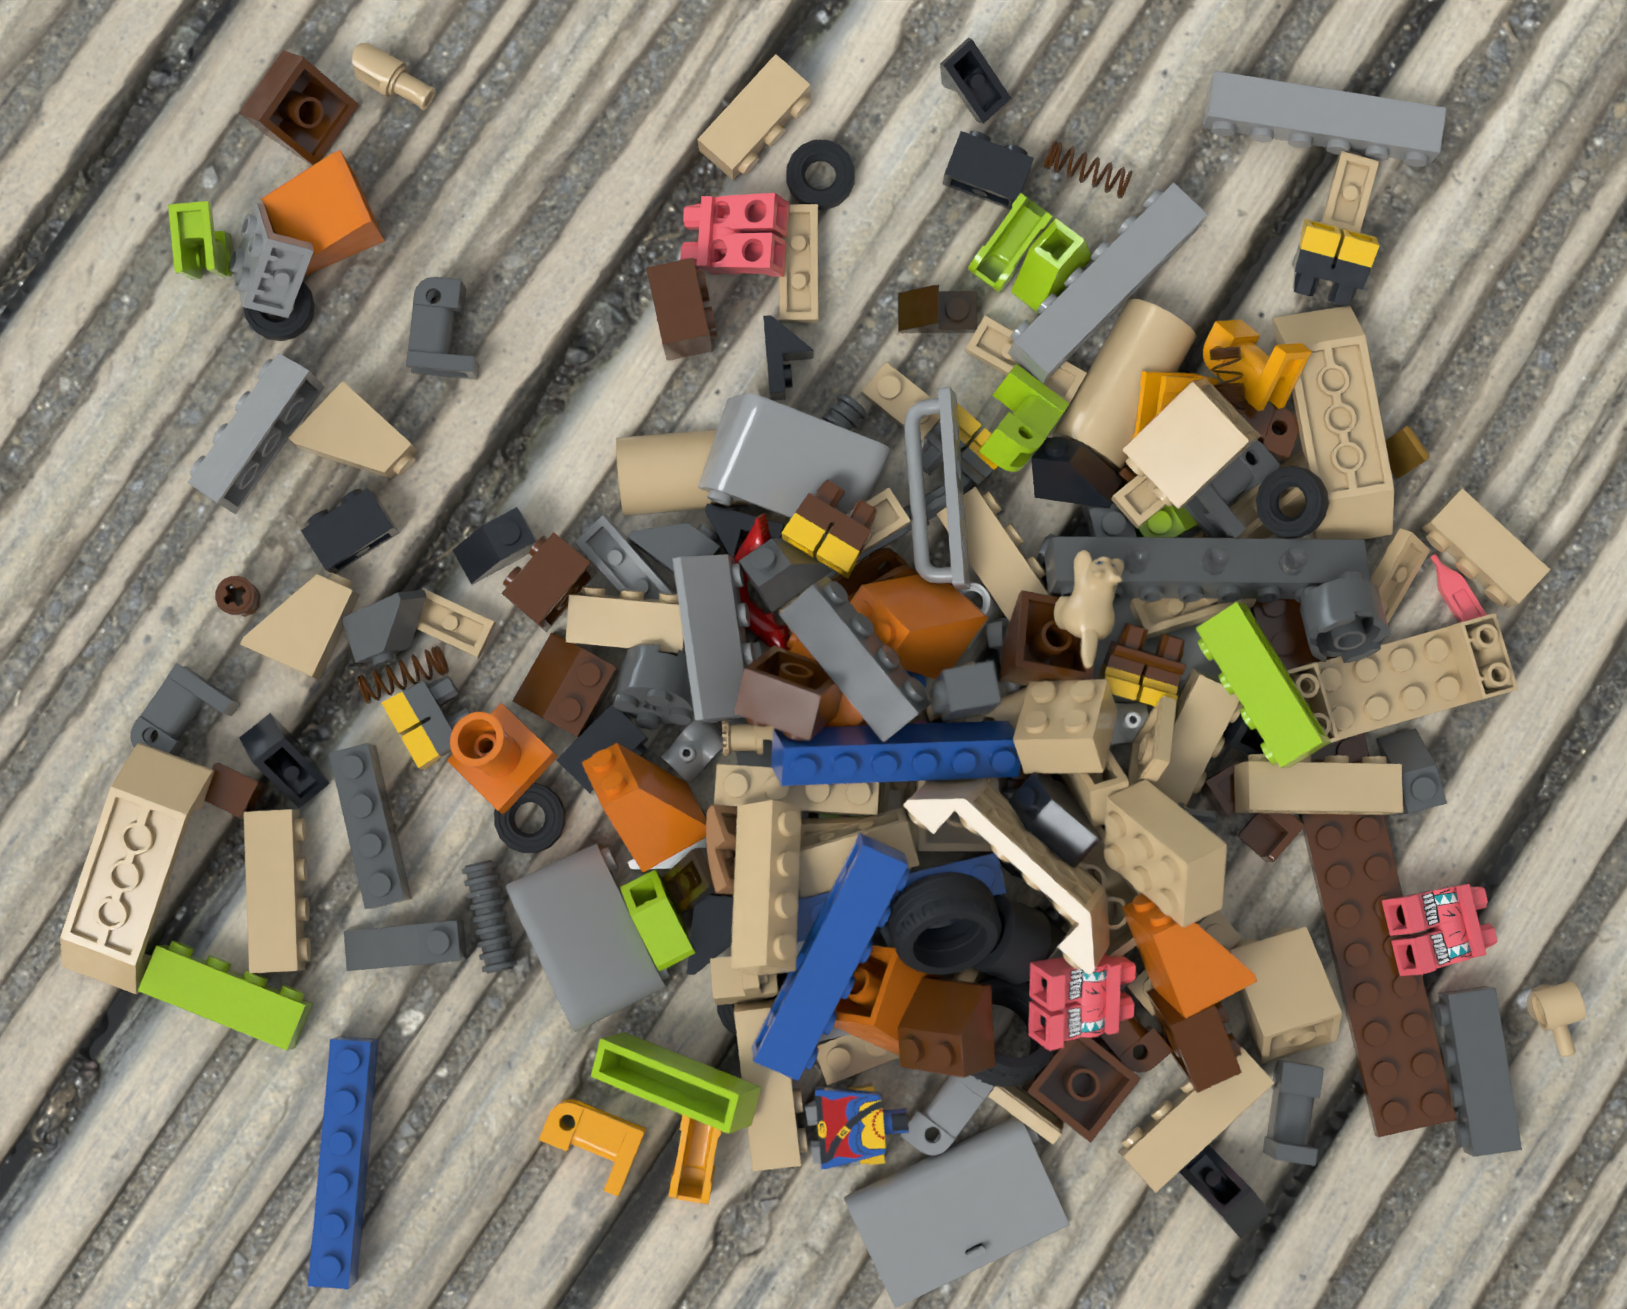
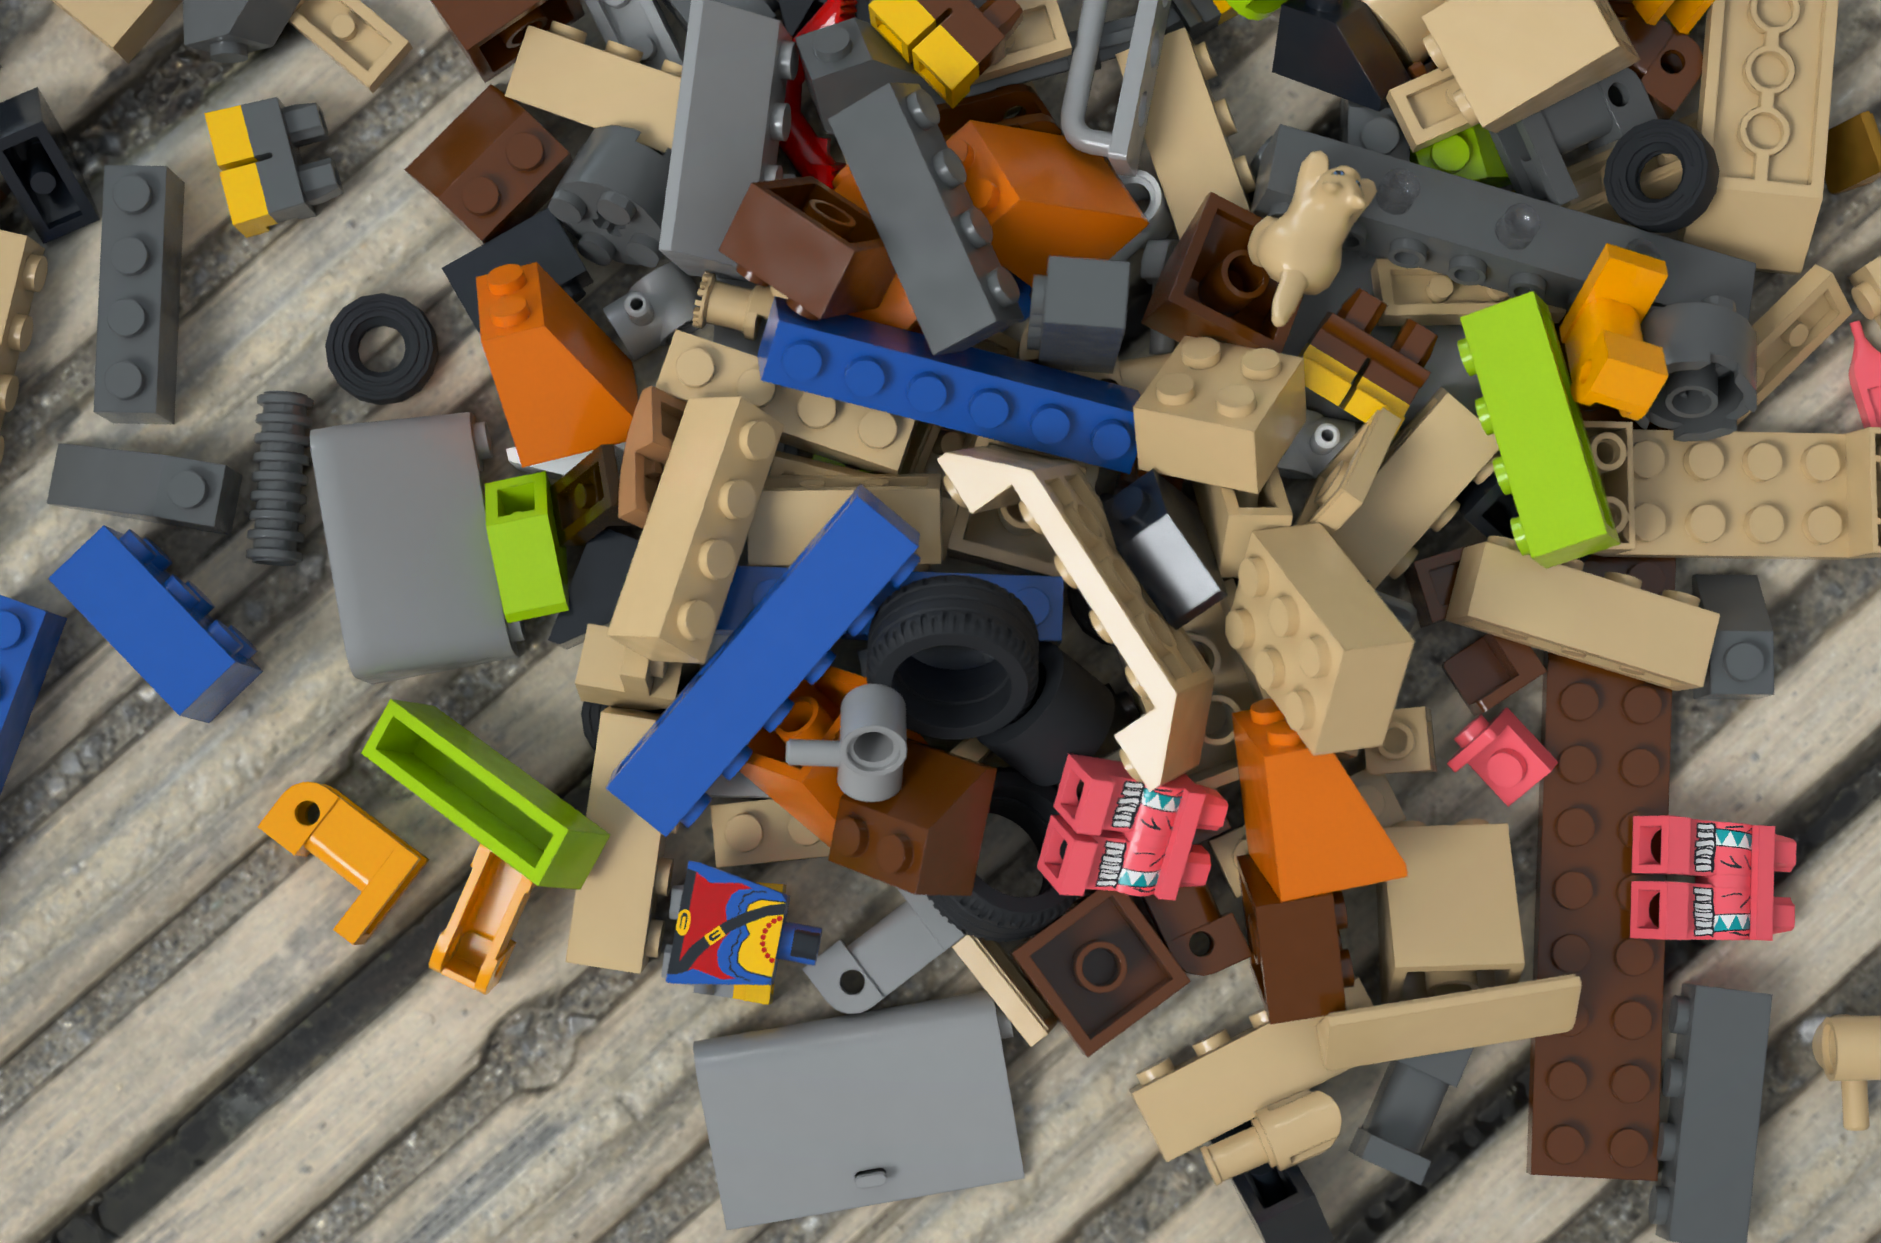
camera: 20 degrees right, 0 degrees up
(439, 664) = (310, 83): reddish brown piece -> none
(441, 1029) = (158, 622): none -> blue brick
(498, 755) = (356, 237): orange plant -> none
(909, 995) = (869, 746): none -> light grey piece
(1220, 1158) = (1279, 1135): none -> tan arm
(1235, 894) = (1406, 746): none -> tan bracket
(1286, 615) = (1605, 336): none -> light orange piece
(1291, 883) = (1503, 755): none -> coral bracket
(1305, 1061) = (1449, 1022): none -> tan slope

